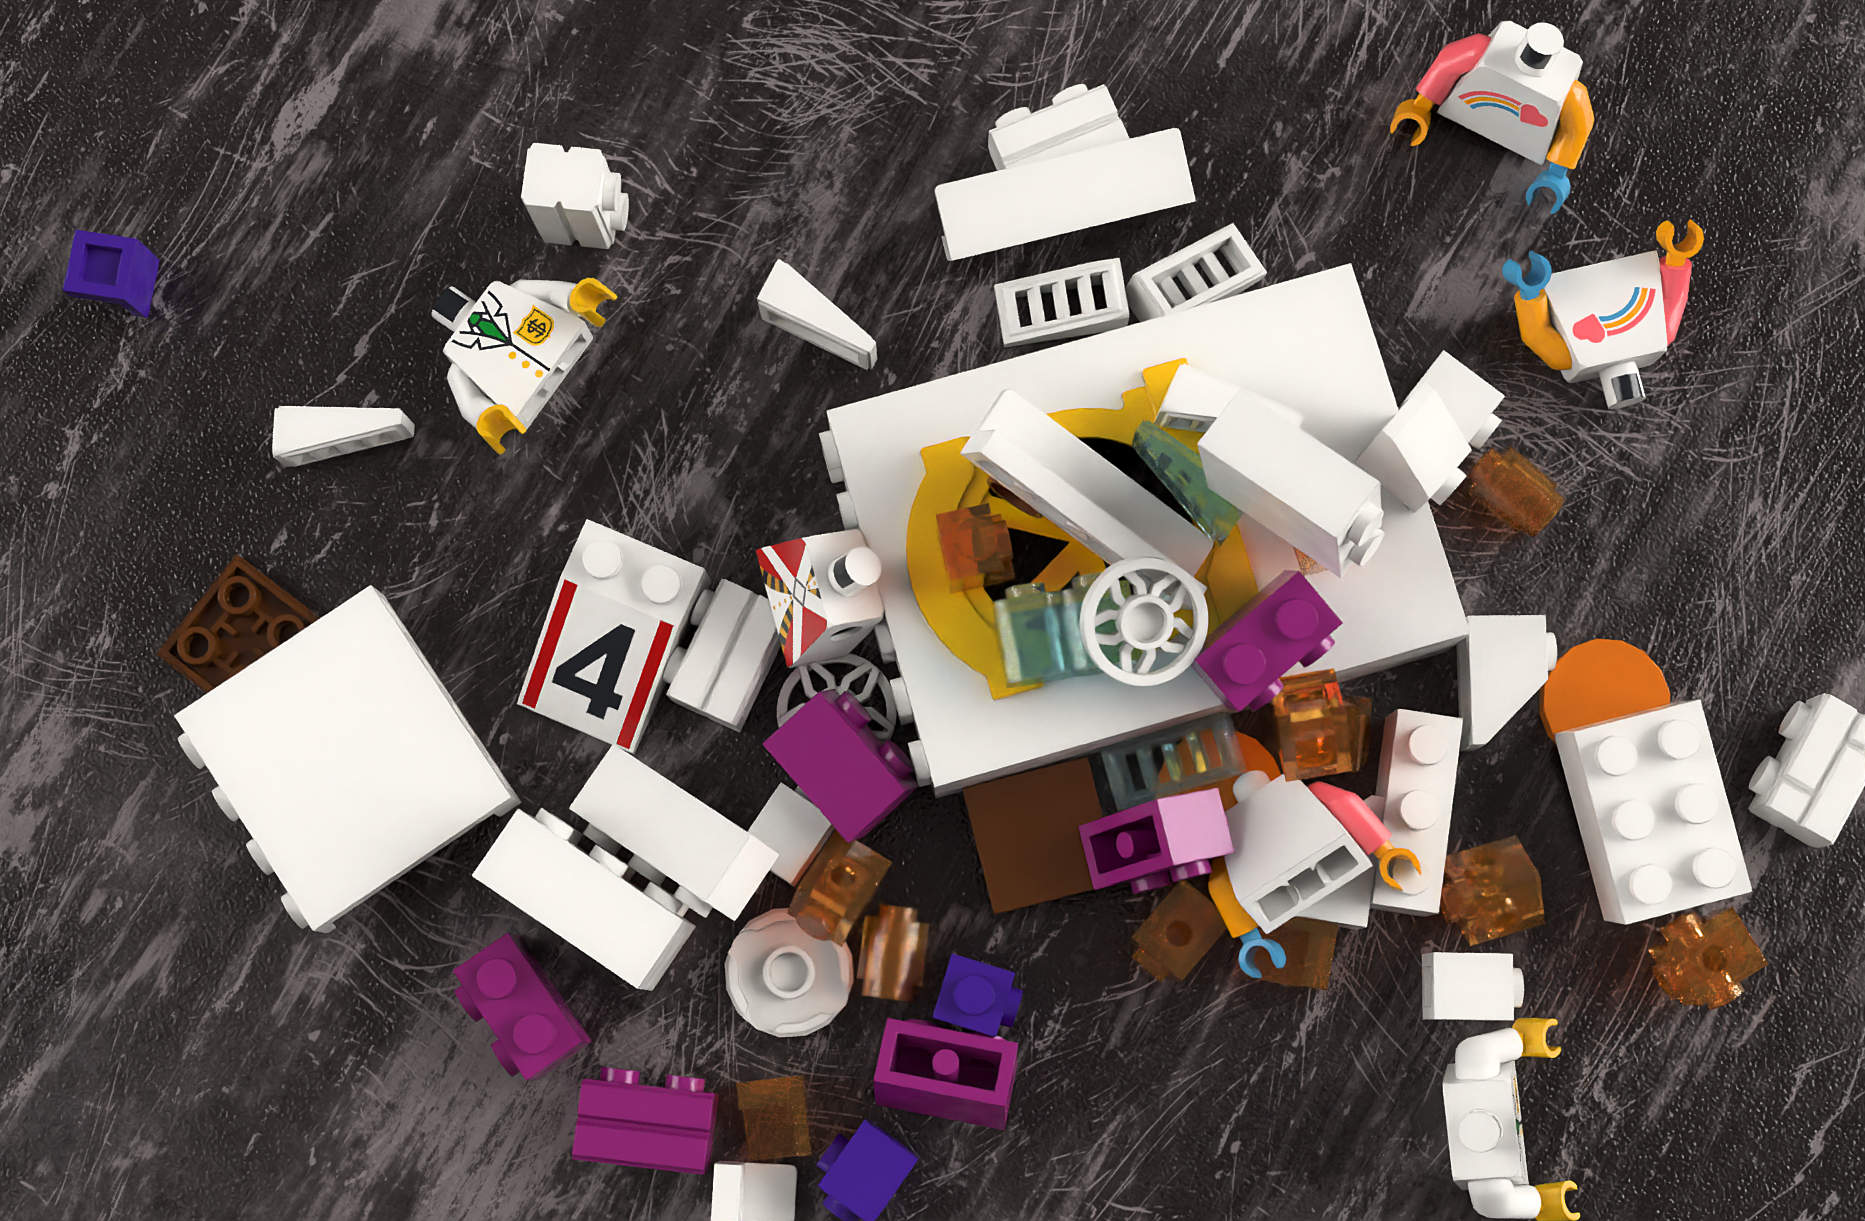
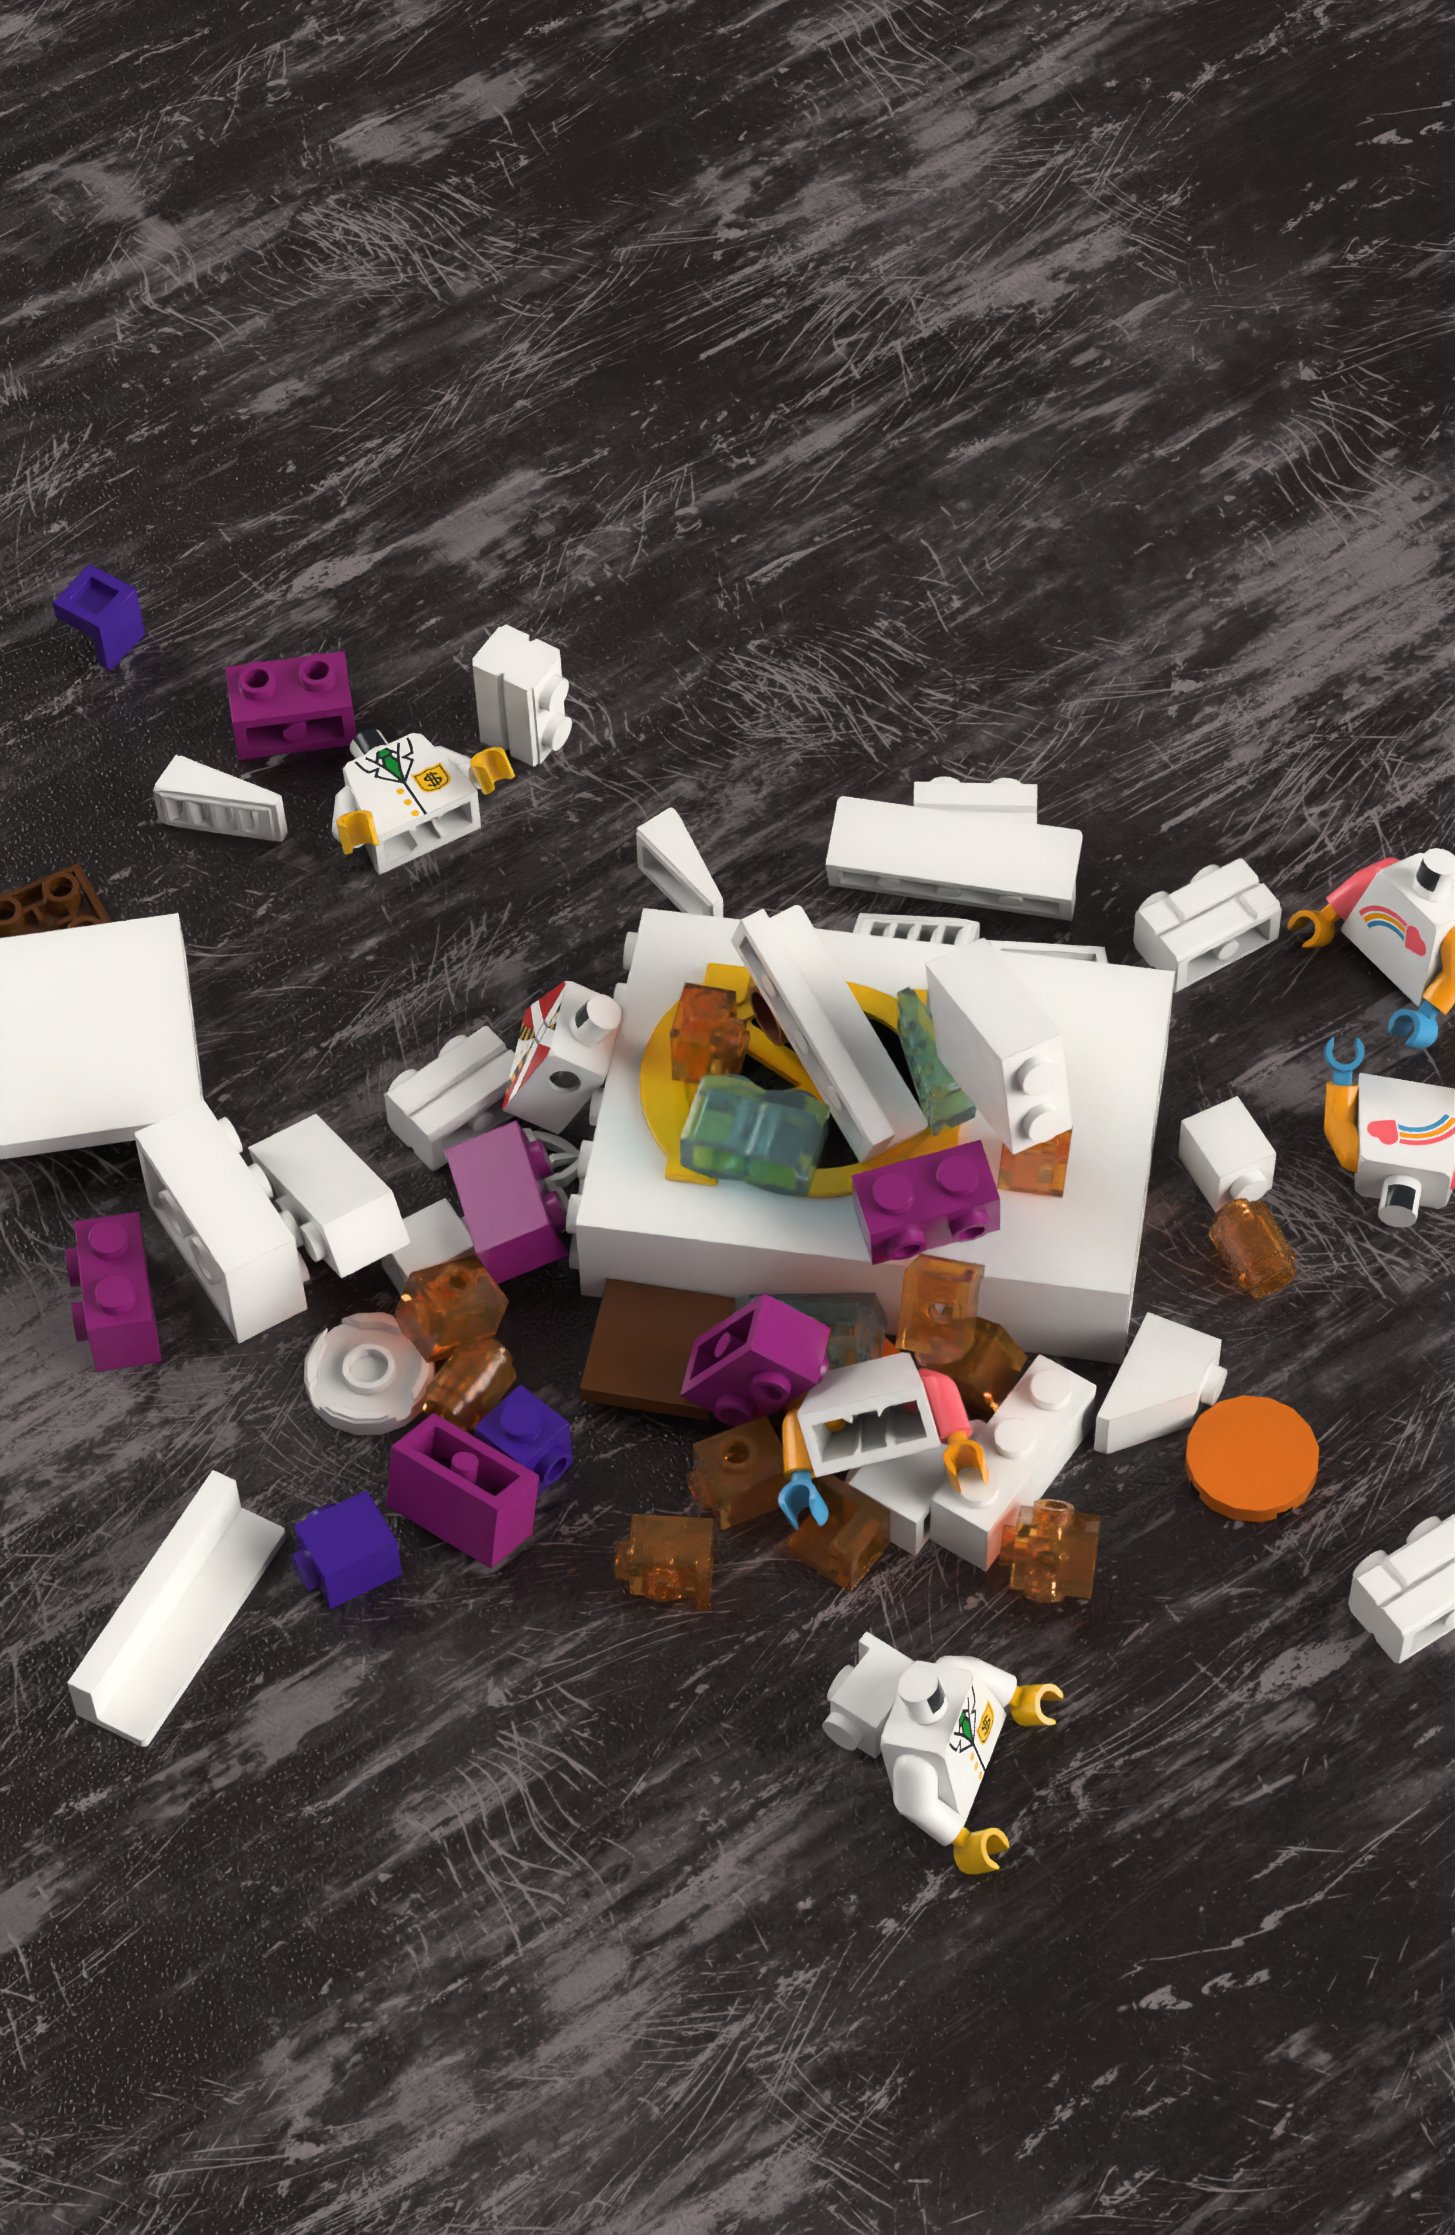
camera: 25 degrees right, 25 degrees down
(348, 290) = (291, 705): none -> magenta brick
(611, 635) = (360, 1033): white slope -> none
(646, 1123) = (170, 1428): magenta brick -> none
(776, 1117) = (295, 1471): clear orange panel -> none
(1144, 621) = (821, 1126): white wheel -> none
(1156, 1050) = (668, 1558): none -> clear orange brick
(1319, 162) = (1207, 922): none -> white brick
(1398, 1105) = (865, 1696): none -> white brick
(1418, 451) = (1144, 1105): white slope -> none
(1470, 986) = (993, 1624): white brick -> none
(1653, 812) = (1242, 1546): white brick -> none
(1705, 958) = (1232, 1690): clear orange brick -> none

